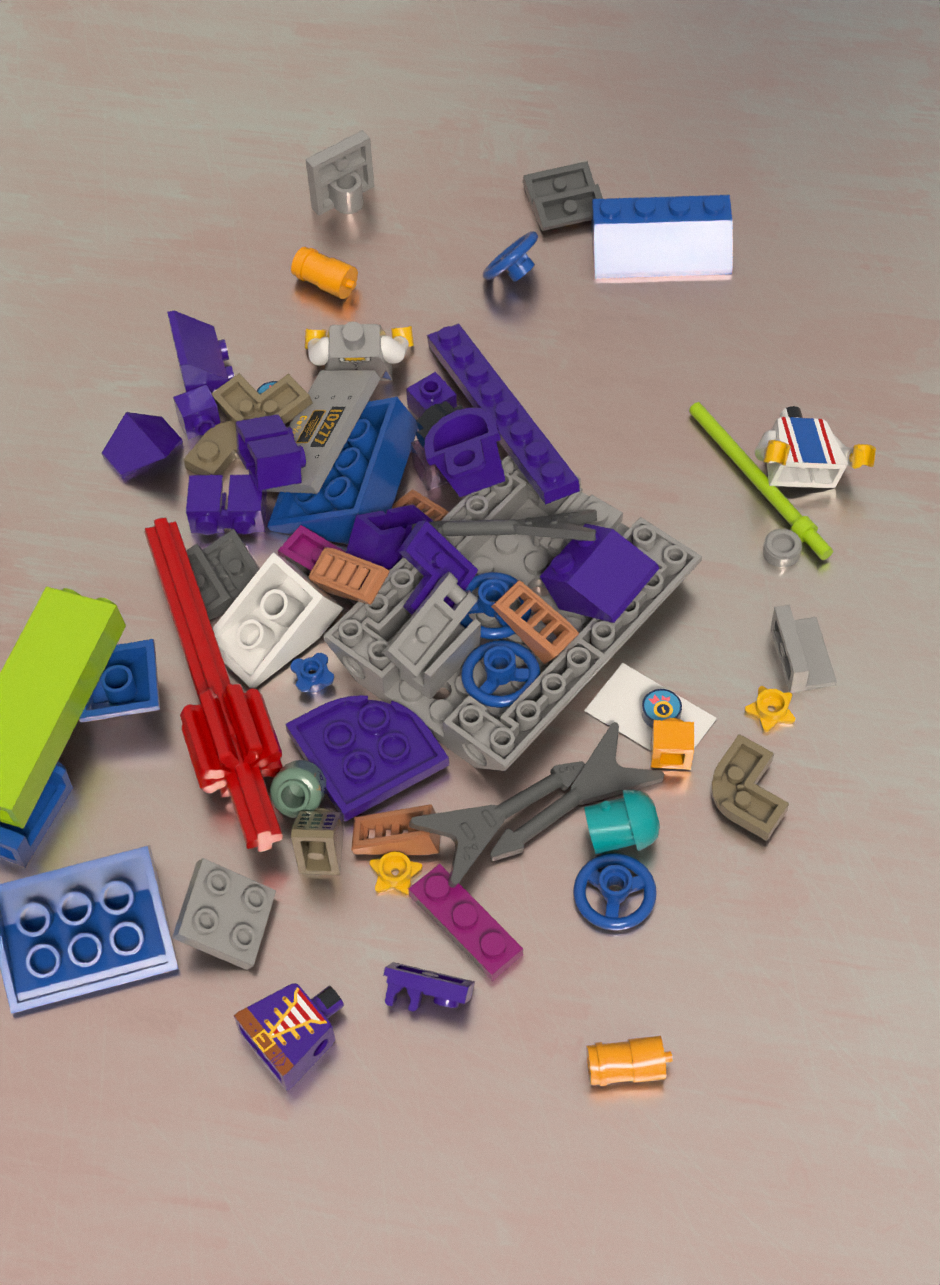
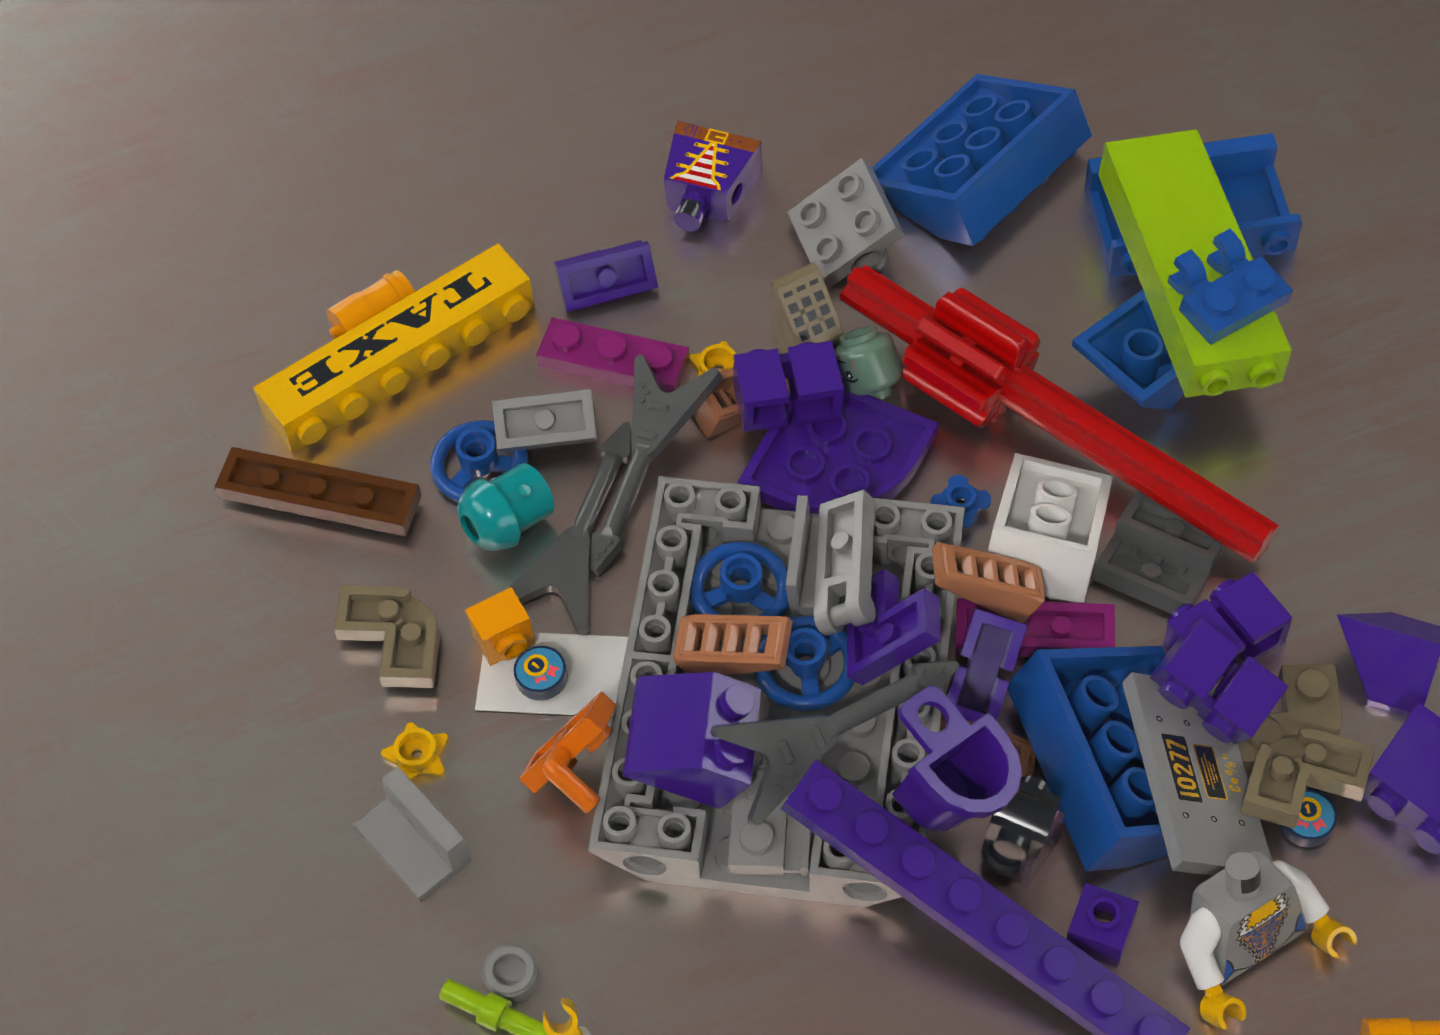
camera: 150 degrees right, 0 degrees up
(48, 629) = (1233, 300): none -> blue plate
(196, 411) = (1375, 721): dark purple plate -> none
(379, 792) = (811, 378): none -> dark purple piece
(550, 883) = (544, 420): none -> light grey panel
(611, 1012) = (395, 348): none -> yellow brick
(677, 626) = (557, 755): none -> orange plate
(749, 927) = (318, 491): none -> reddish brown plate

